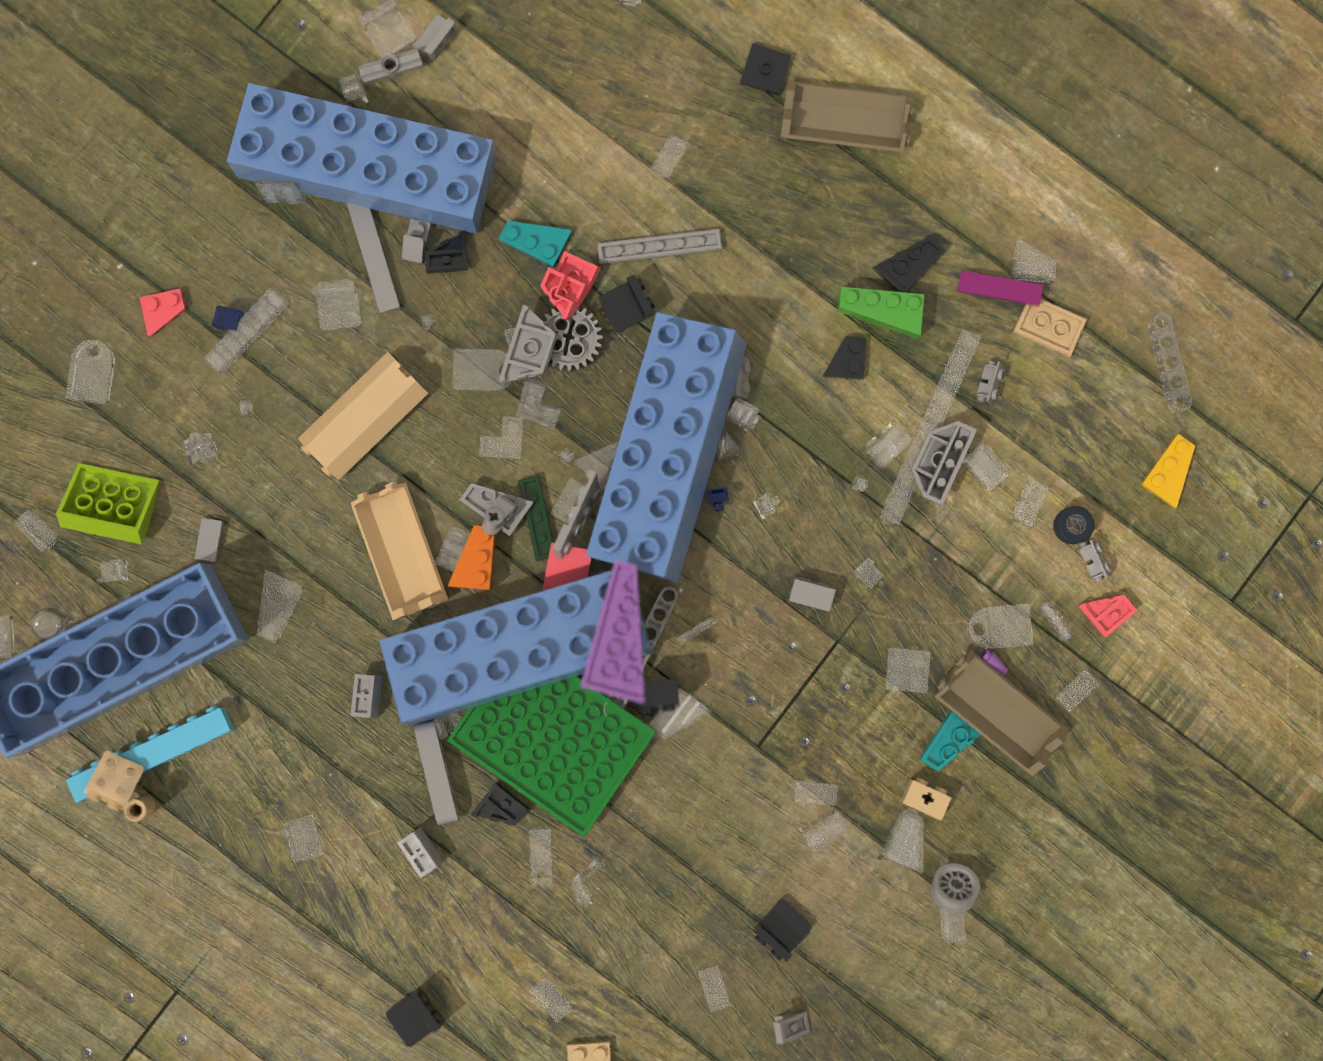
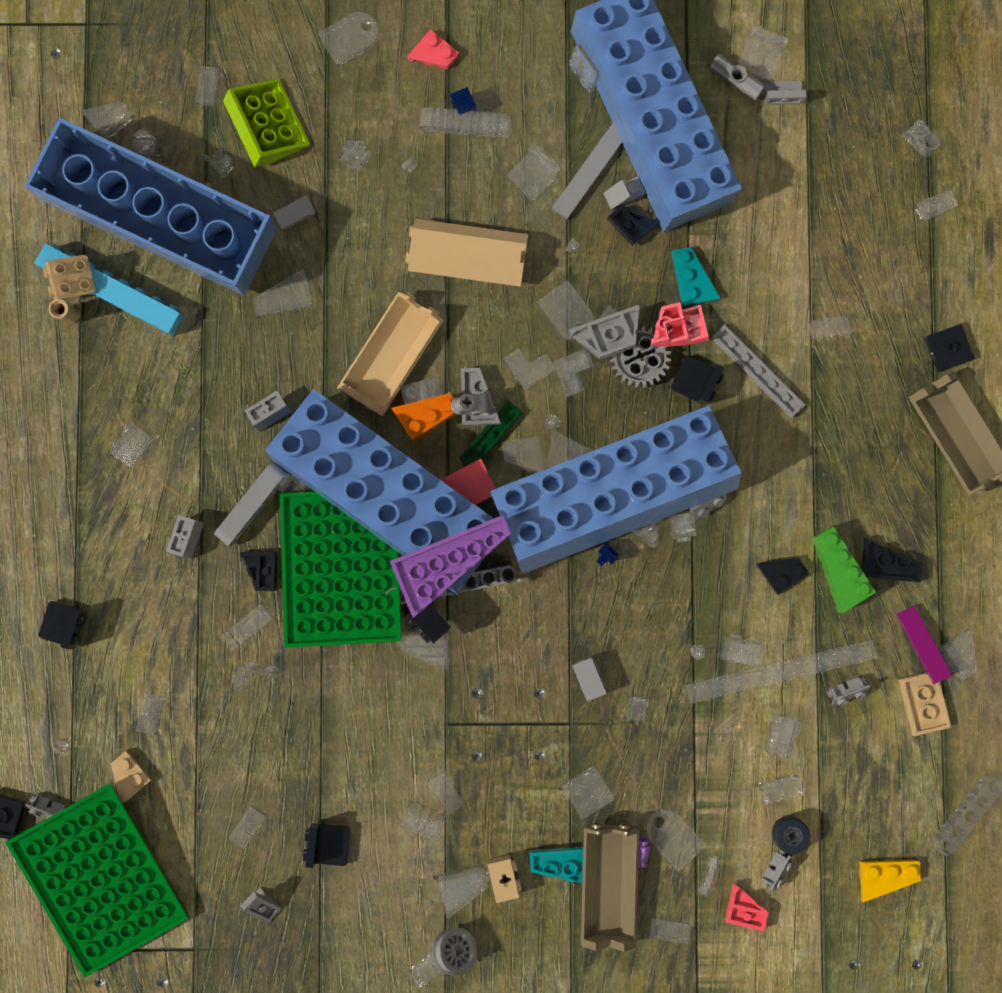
camera: 50 degrees right, 0 degrees up
(353, 88) = (700, 62): clear panel -> none
(577, 514) = (515, 462): light grey wing -> none
(696, 630) = (497, 613): clear tile -> none
(766, 506) = (628, 595): clear tile -> none
(941, 459) = (763, 699): light grey wedge -> none

